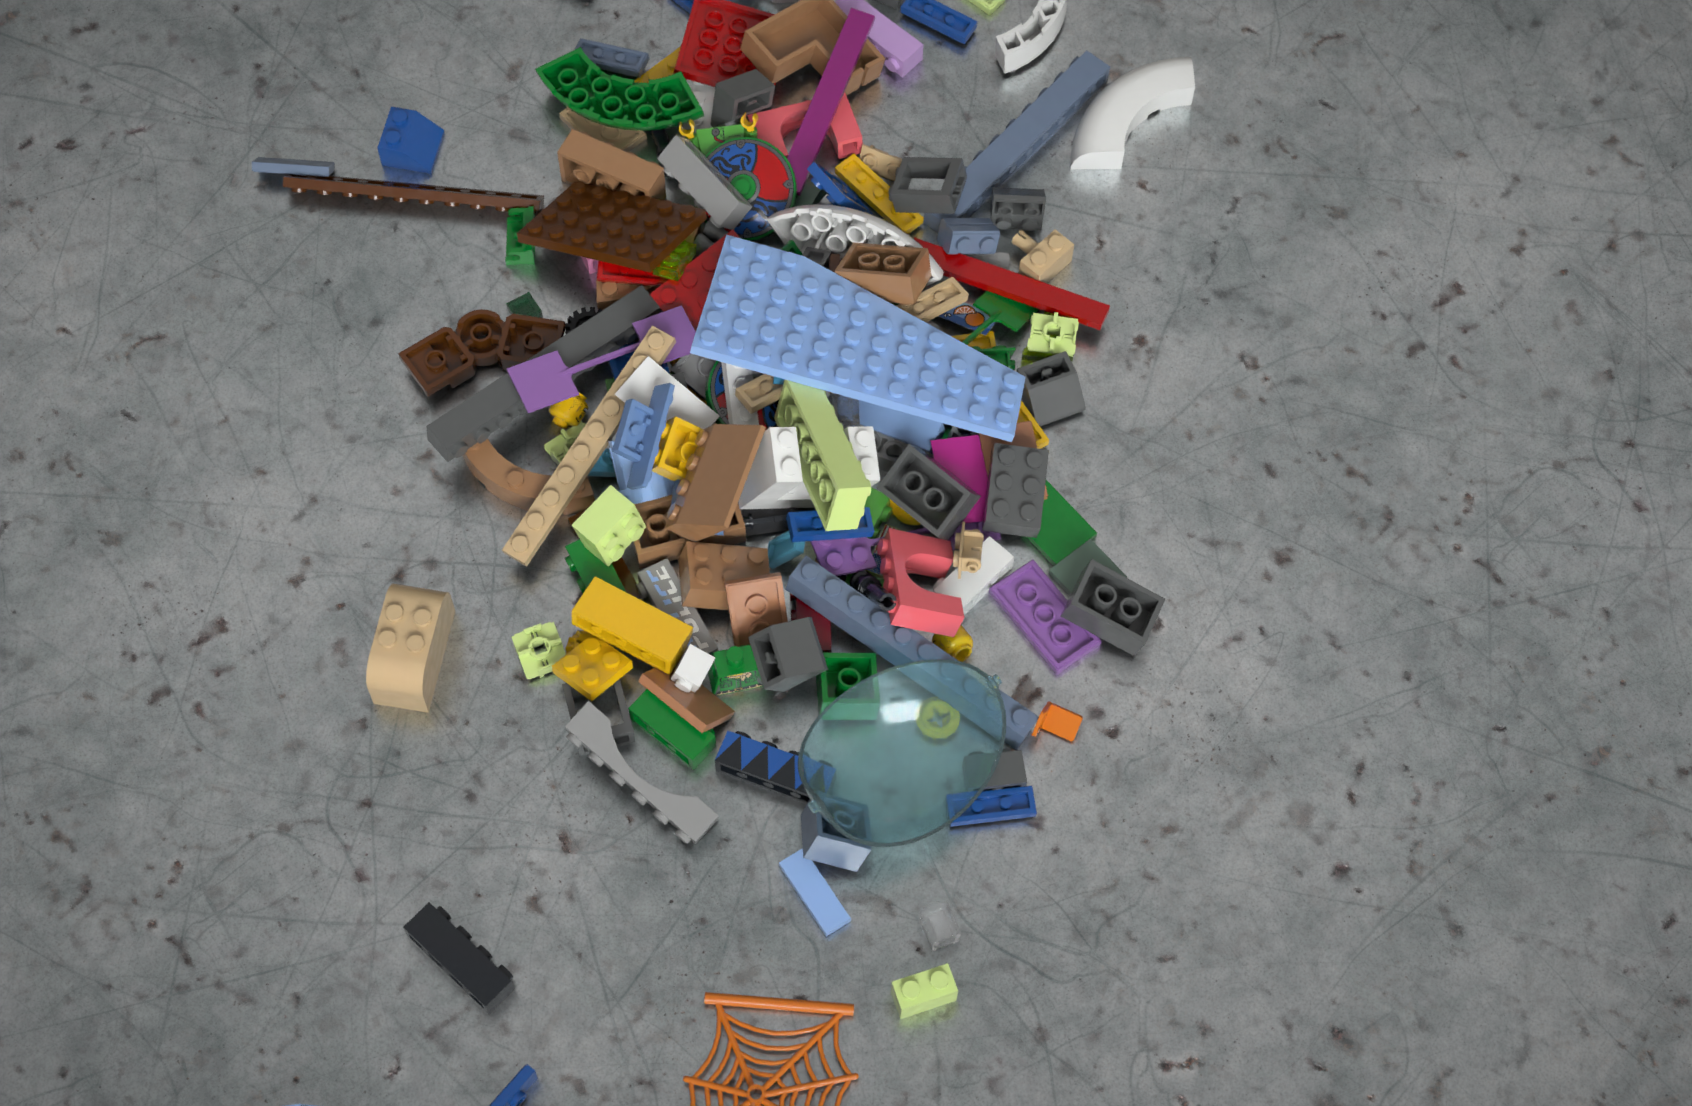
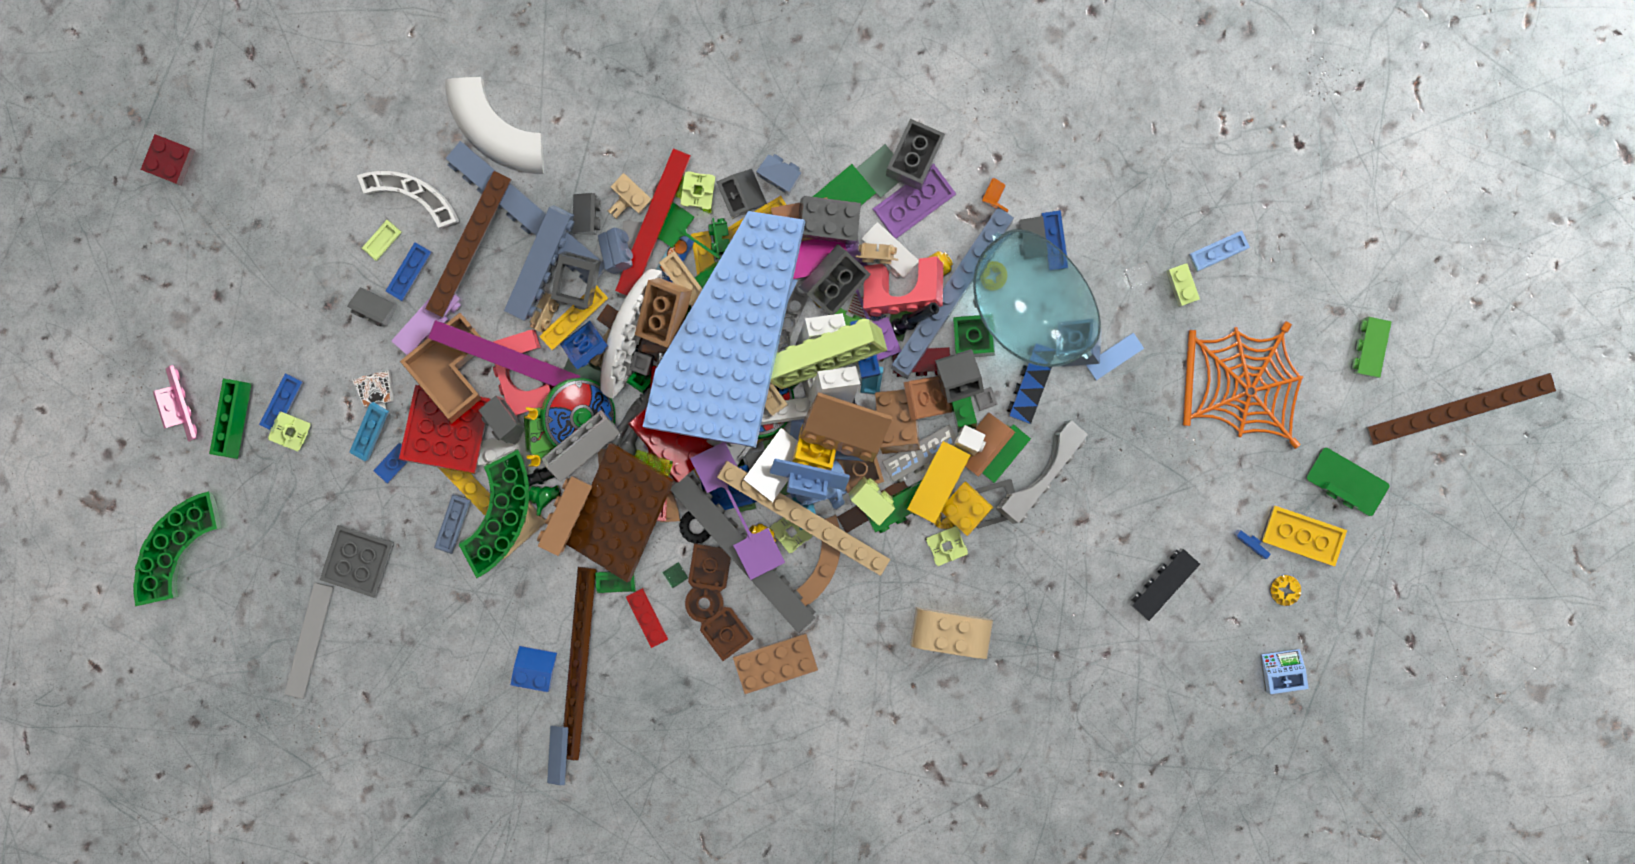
camera: 90 degrees left, 25 degrees up
(390, 423) = (775, 663): none -> medium nougat brick
(468, 274) = (647, 618): none -> red plate
(642, 147) = (543, 496): none -> green animal
(755, 707) = (985, 399): none -> flat silver tile
(926, 138) = (539, 263): none -> sand blue brick
(975, 70) = (468, 243): none -> reddish brown plate
(978, 1053) = (1219, 251): none -> light blue tile
(1078, 434) = (779, 174): none -> sand blue slope

